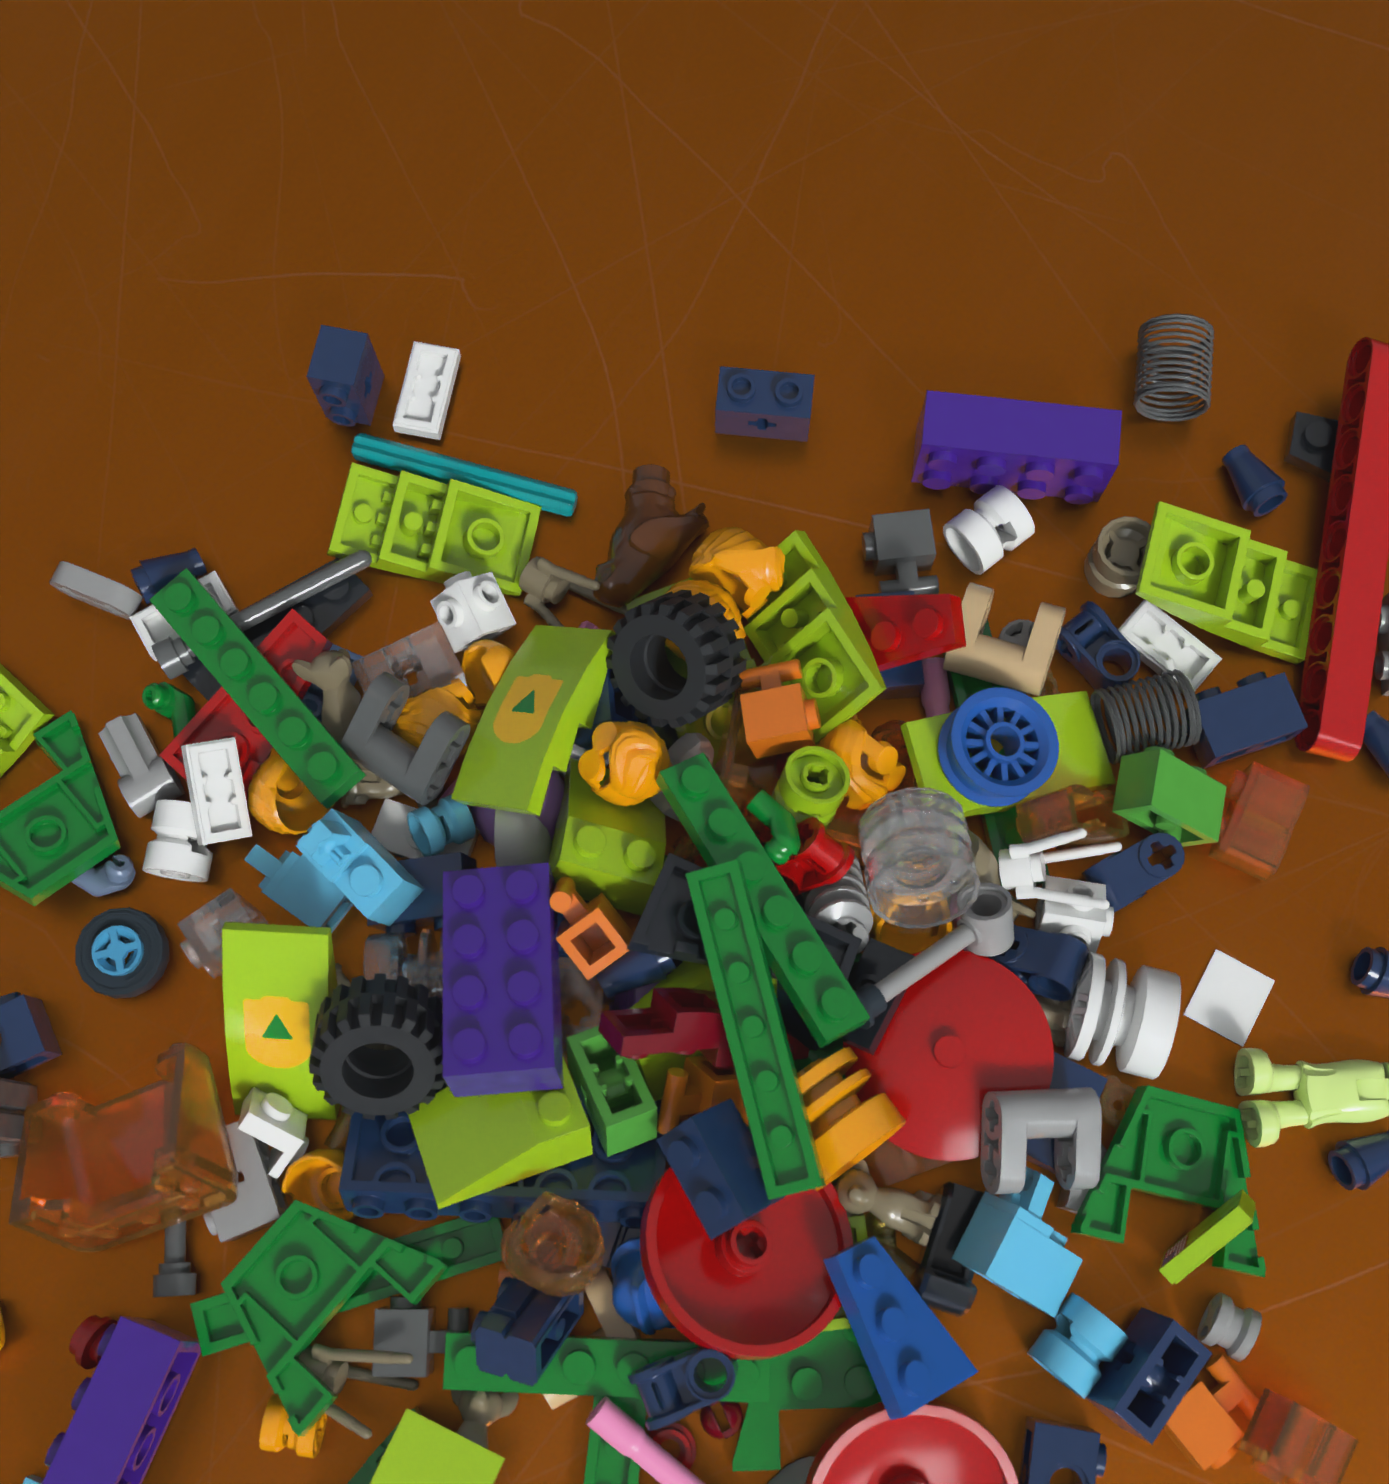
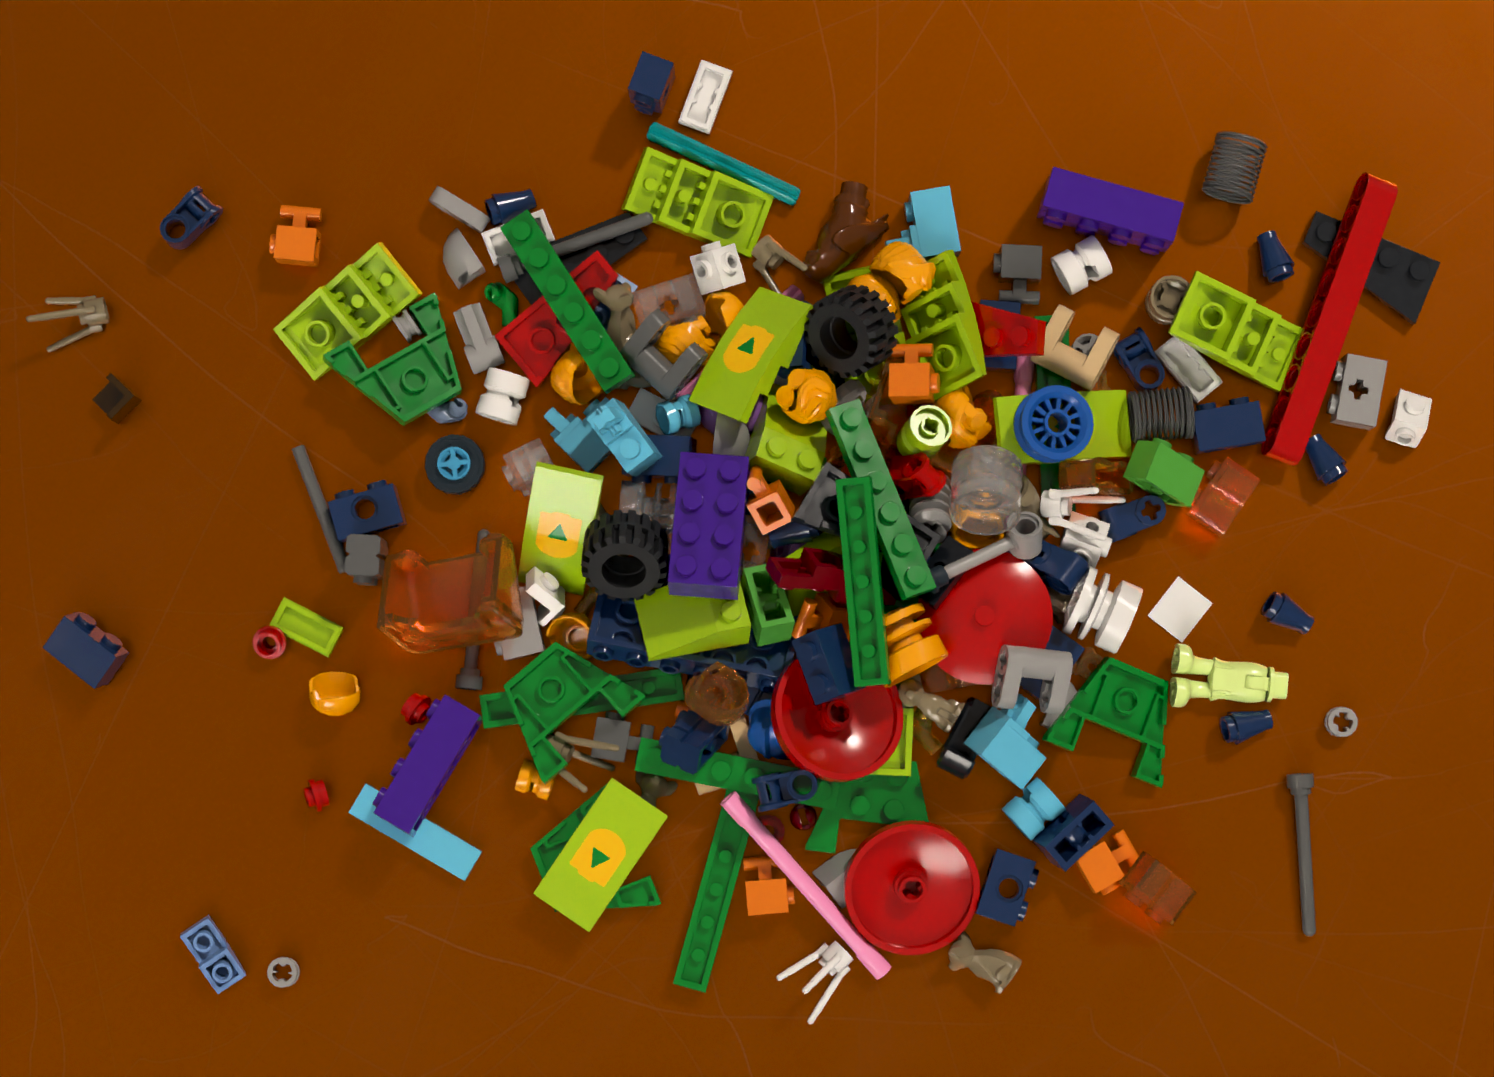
camera: 10 degrees right, 10 degrees up
(33, 763) = (407, 326): none -> light grey bush
(108, 661) = (461, 260): none -> light grey brick
(216, 791) = (533, 368): white plate -> none
(764, 403) = (942, 147): dark blue brick -> none
(767, 499) = (933, 222): none -> medium azure hinge
(781, 825) = (902, 455): green arm -> none
(896, 1330) = (919, 778): blue wing -> none
(1208, 1237) = (1128, 756): lime tile -> none
(1229, 1327) = (1132, 813): light grey wheel -> none

